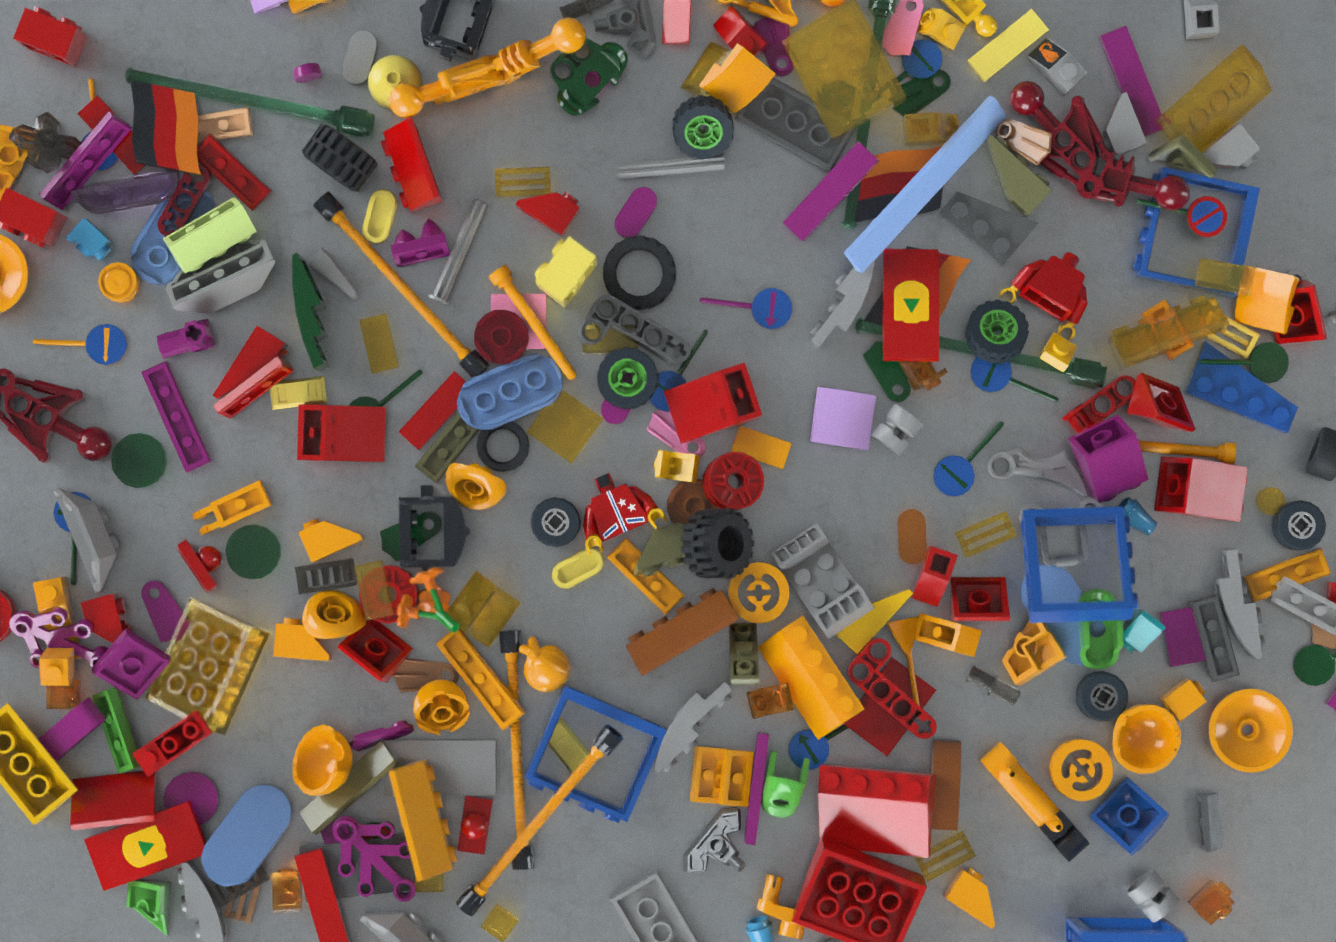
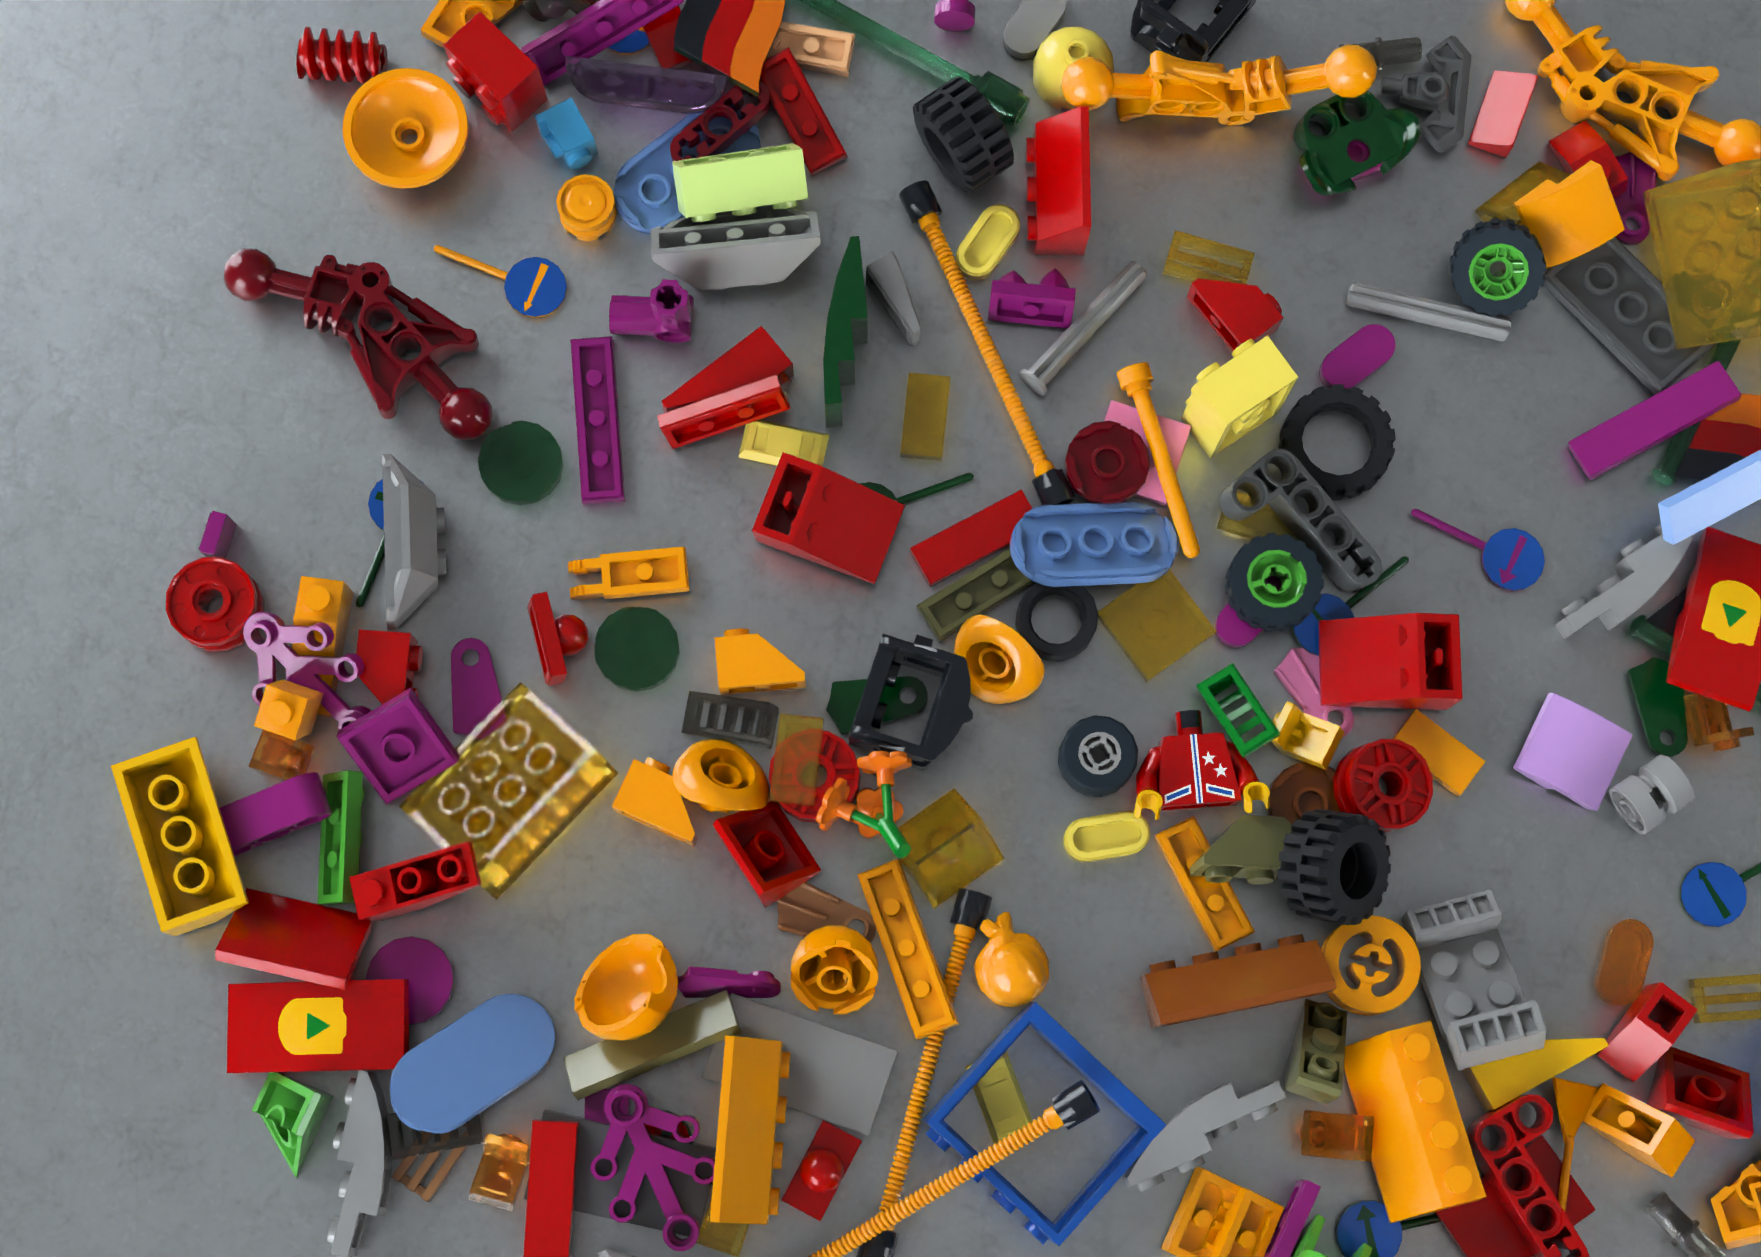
camera: 20 degrees right, 10 degrees down
(615, 450) = (1220, 682): none -> green slope

